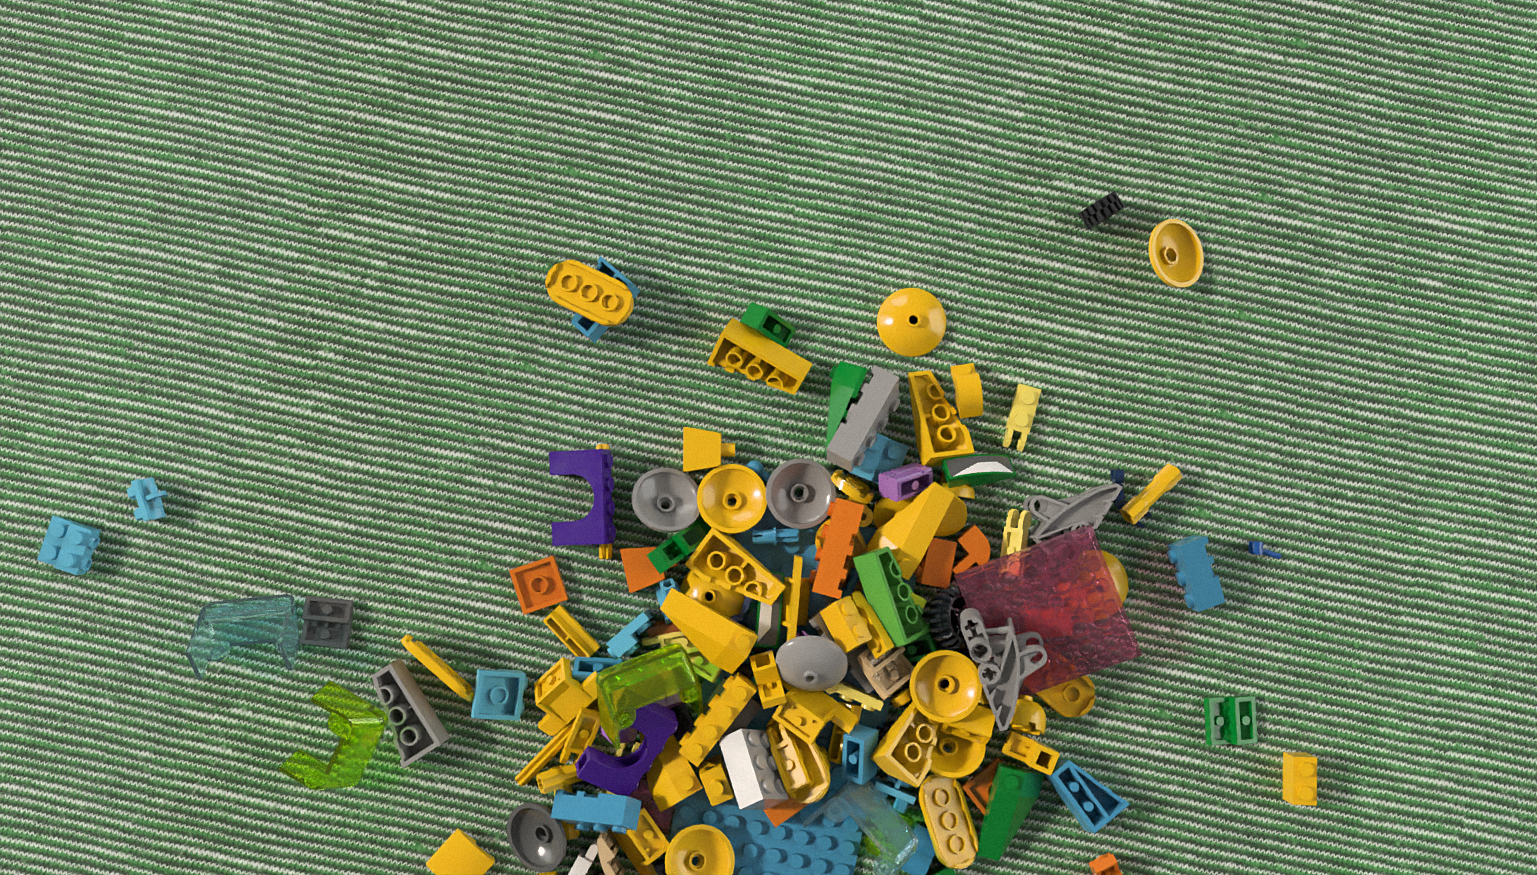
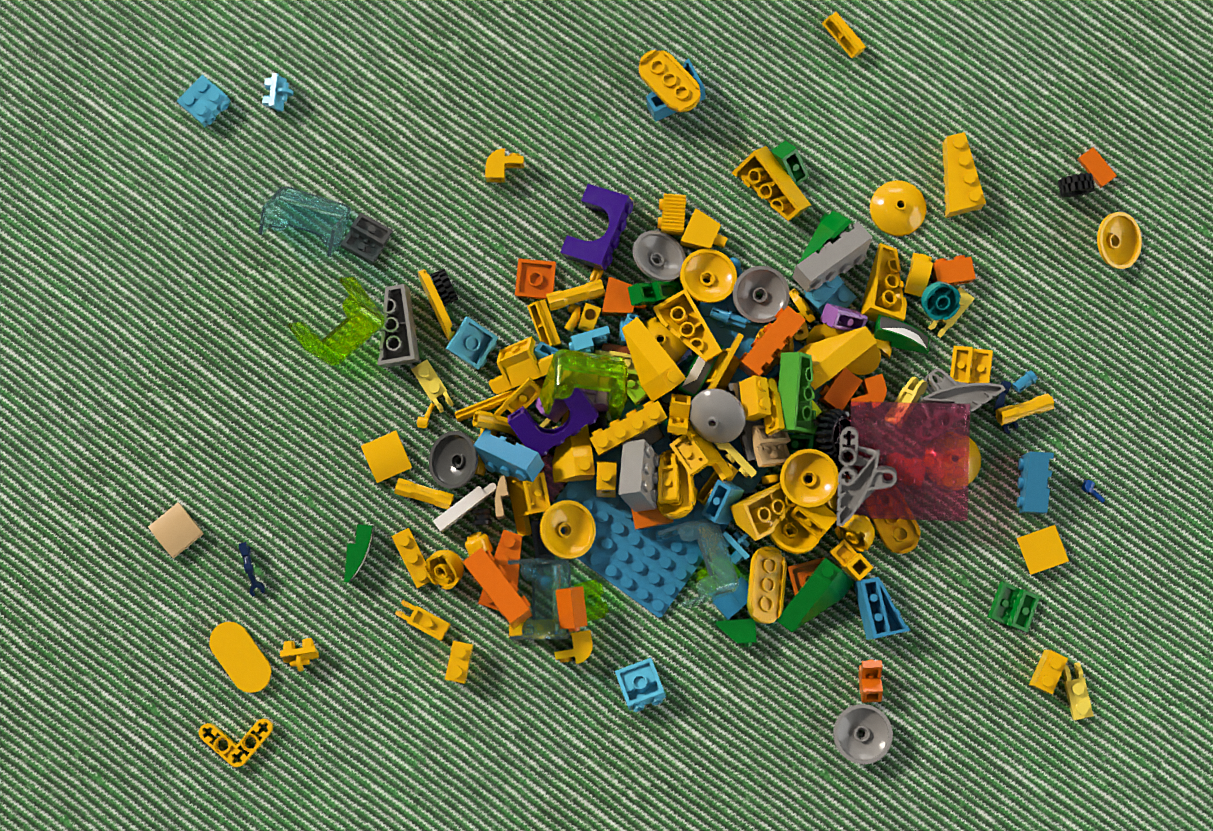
camera: 20 degrees right, 5 degrees down
(436, 471) = (498, 162): none -> yellow brick
(438, 643) = (444, 287): none -> black tyre
(475, 757) = (431, 383): none -> light yellow hinge
(484, 804) = (423, 422): none -> yellow hand
(578, 596) = (584, 292): none -> yellow axle
(602, 610) = (575, 317): none -> yellow arm
(619, 602) = (589, 317): none -> yellow leg
(660, 442) = (673, 214): none -> yellow brick
(765, 148) = (844, 35): none -> yellow piece
(967, 257) = (961, 179): none -> yellow wedge
(1005, 370) = (954, 271): none -> orange brick
(1005, 413) = (940, 300): none -> teal cylinder
(1070, 469) = (971, 365): none -> yellow slope
(1114, 177) = (1096, 165): none -> orange tile
(1137, 460) = (1025, 381): none -> dark azure pin
(1236, 642) = (1042, 549): none -> yellow slope
(1341, 786) = (1077, 693): none -> light yellow hinge

